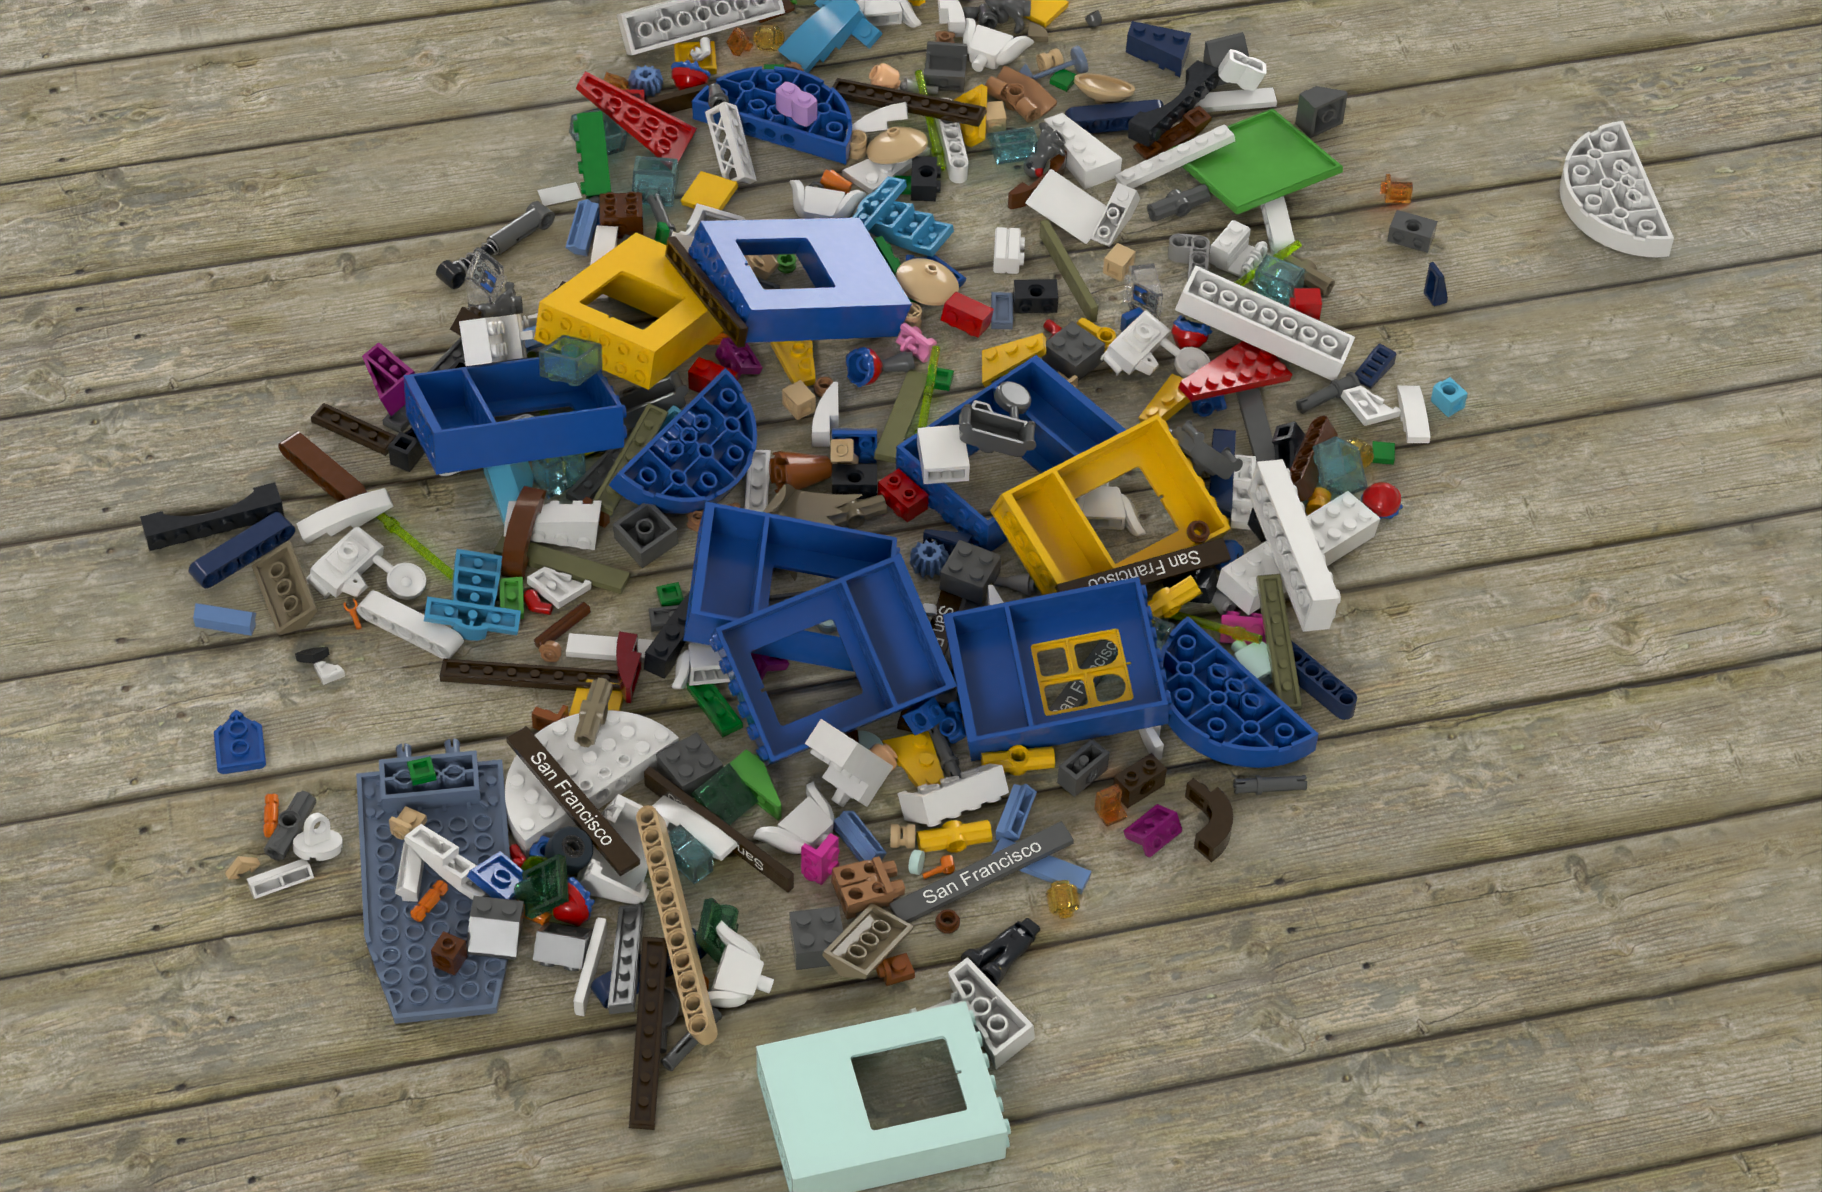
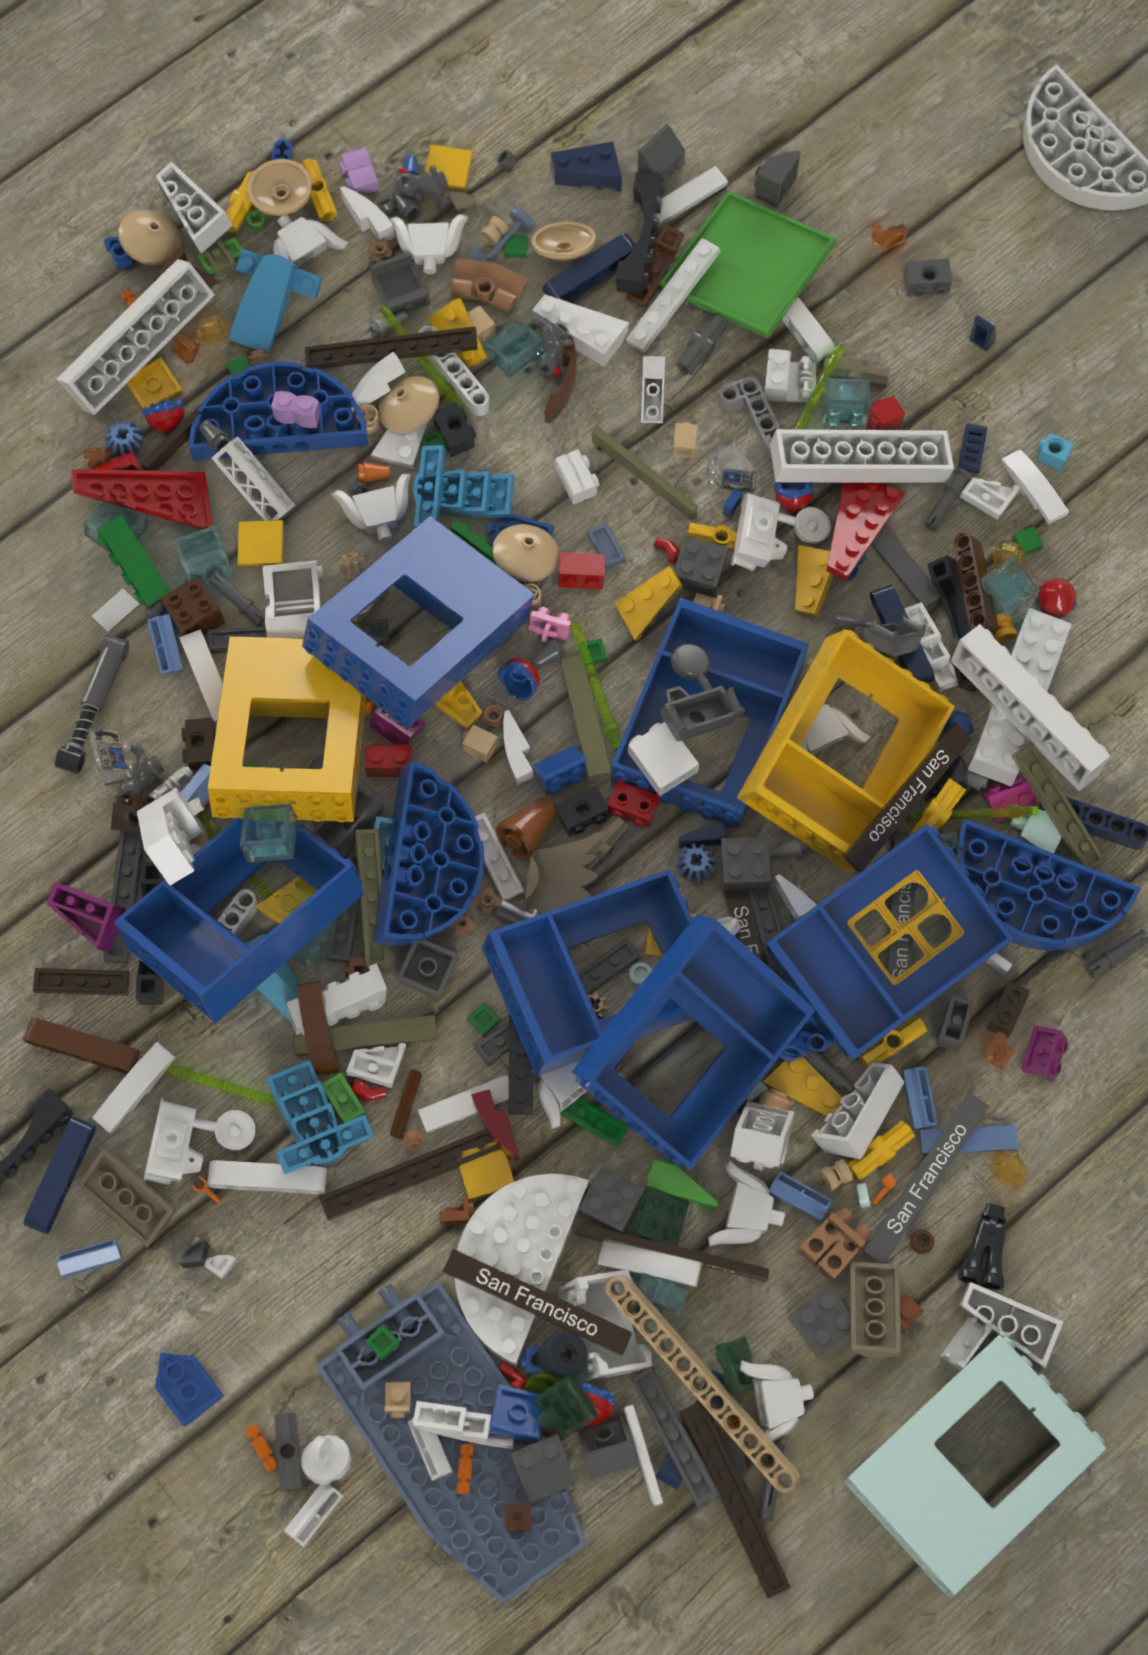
camera: 25 degrees left, 20 degrees up
(242, 865) = (269, 1518): tan tile -> none
(593, 712) = (503, 1200): dark tan piece -> none
(662, 233) = (248, 619): green tile -> none
(702, 52) = (160, 376): white arm -> none
(706, 292) = (348, 686): dark brown tile -> none
(818, 863) = (791, 1239): dark pink bracket -> none
(843, 452) = (562, 792): tan bracket -> none
(885, 76) = (352, 327): light nougat head -> none
(1035, 296) = (636, 507): black brick -> none
(1067, 205) = (604, 398): white sticker -> none
(1202, 527) = (937, 724): reddish brown plate -> none
(1215, 836) = (1096, 1012): dark brown arch -> none
(1242, 70) = (685, 165): white brick -> none

